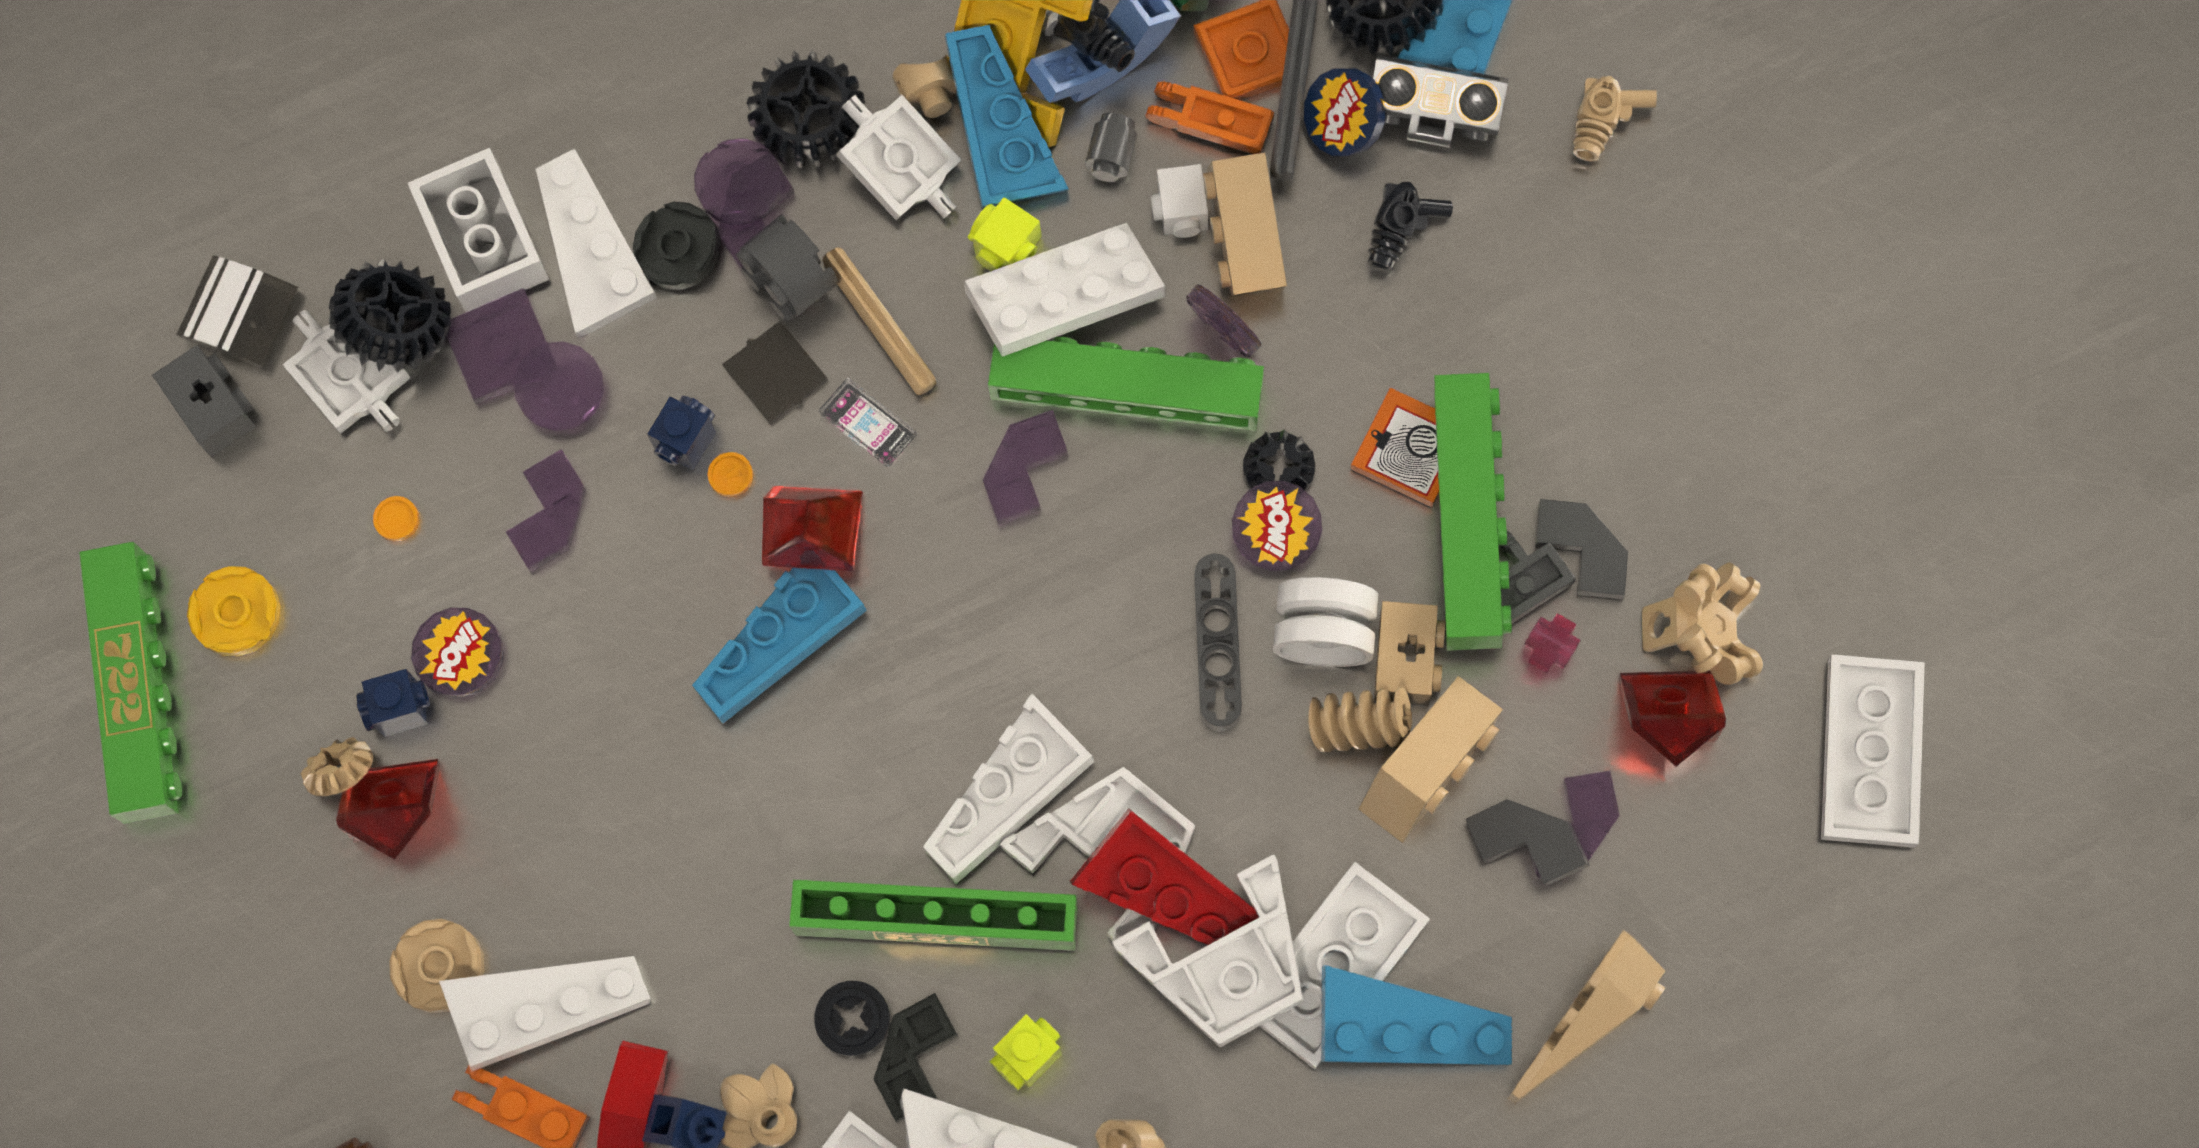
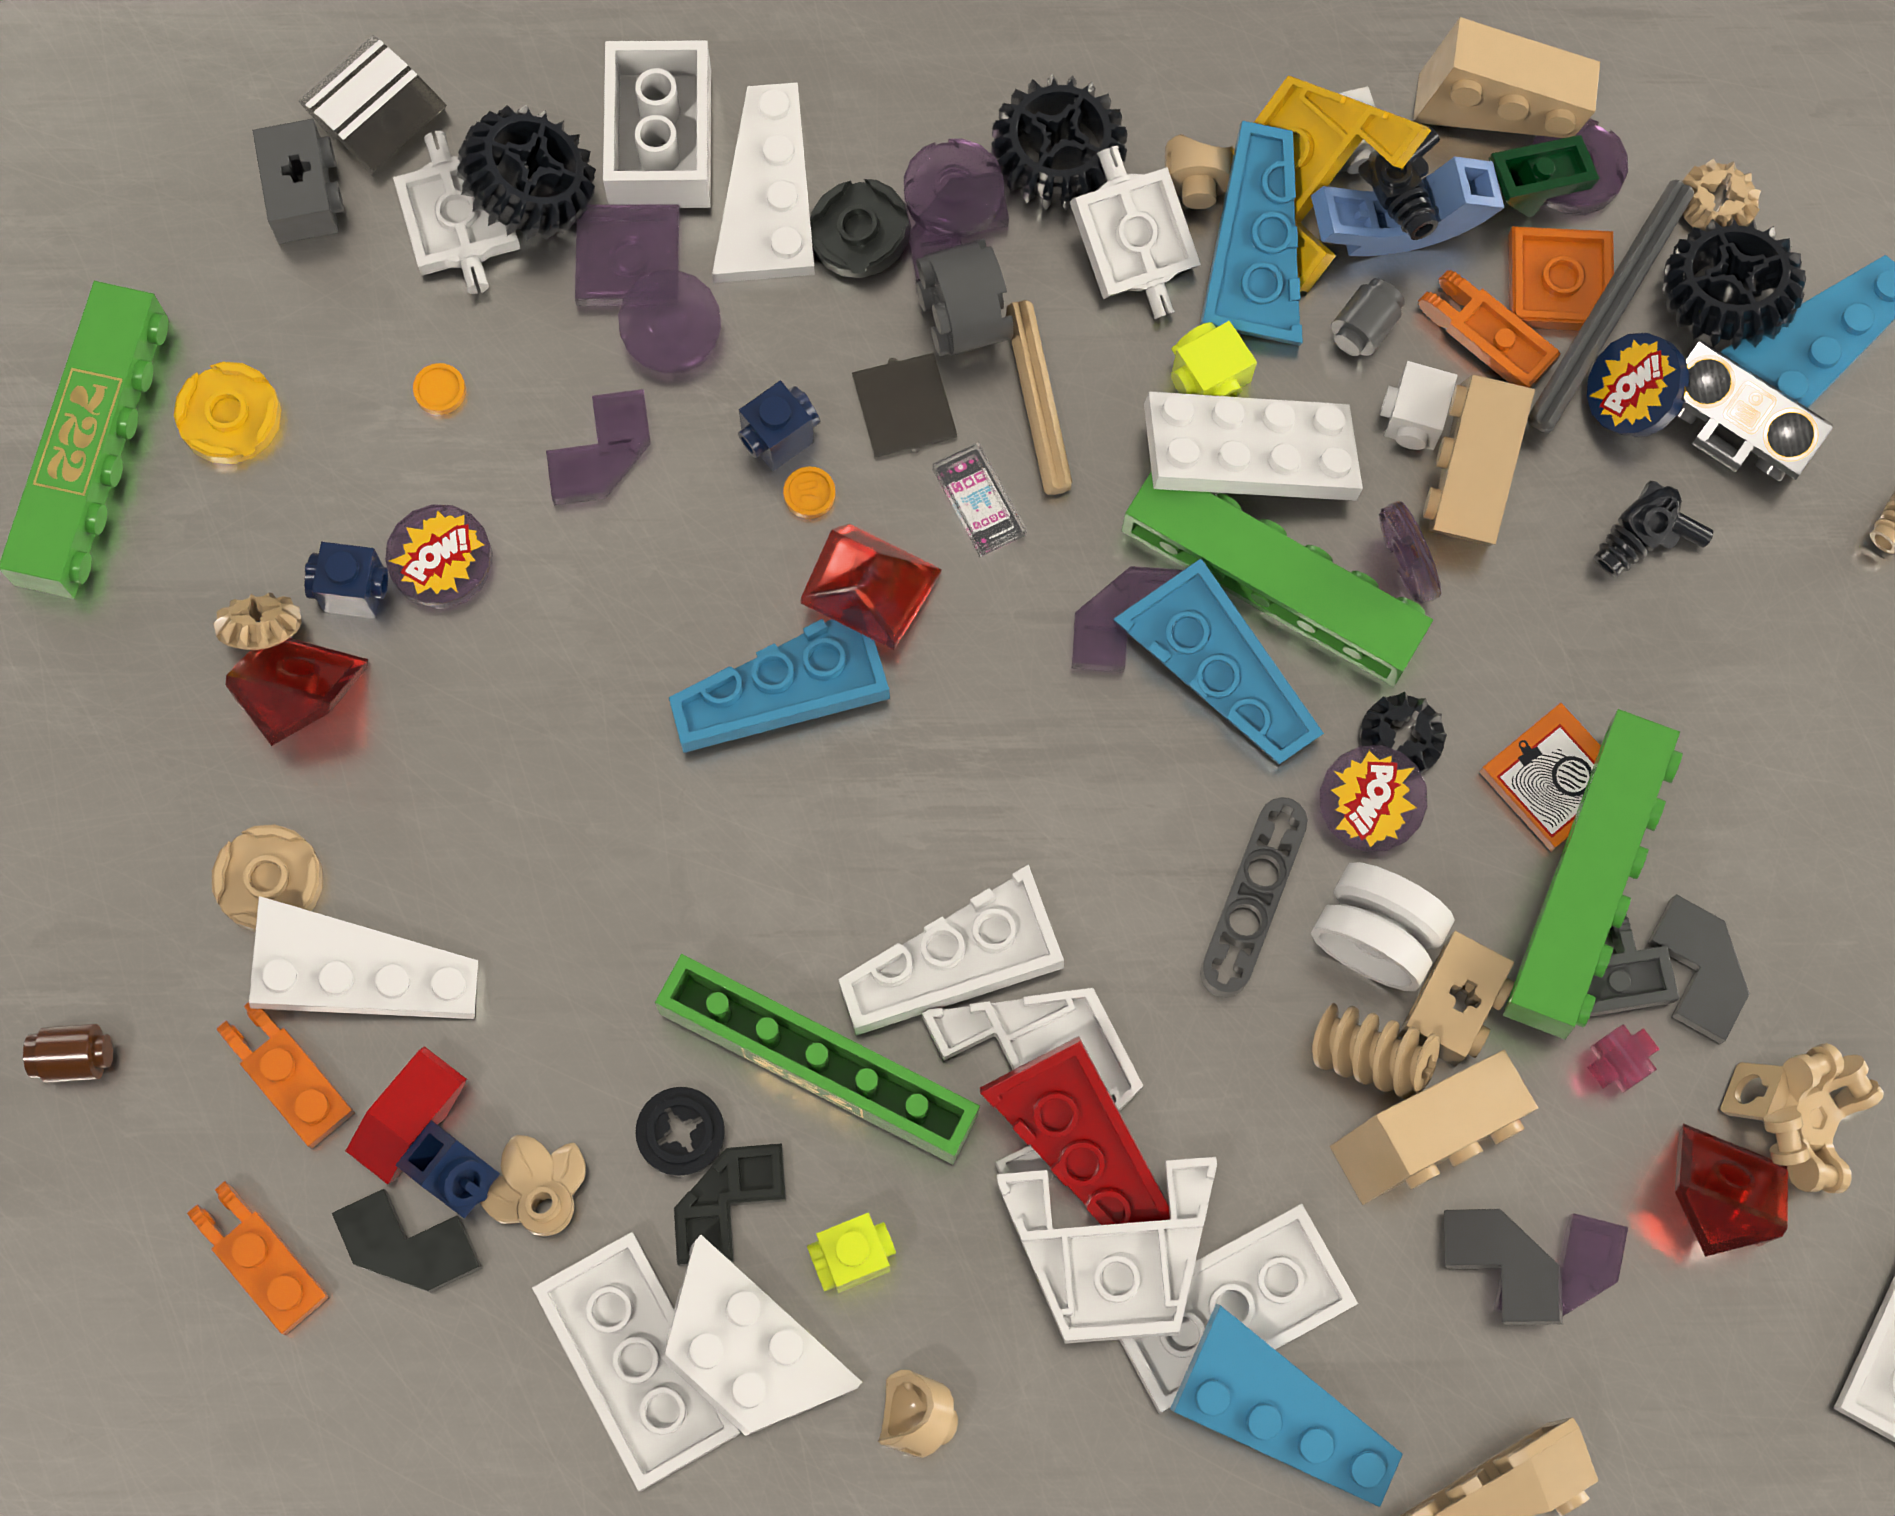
camera: 15 degrees right, 0 degrees up
(1104, 464) = (1215, 653): none -> dark azure wing

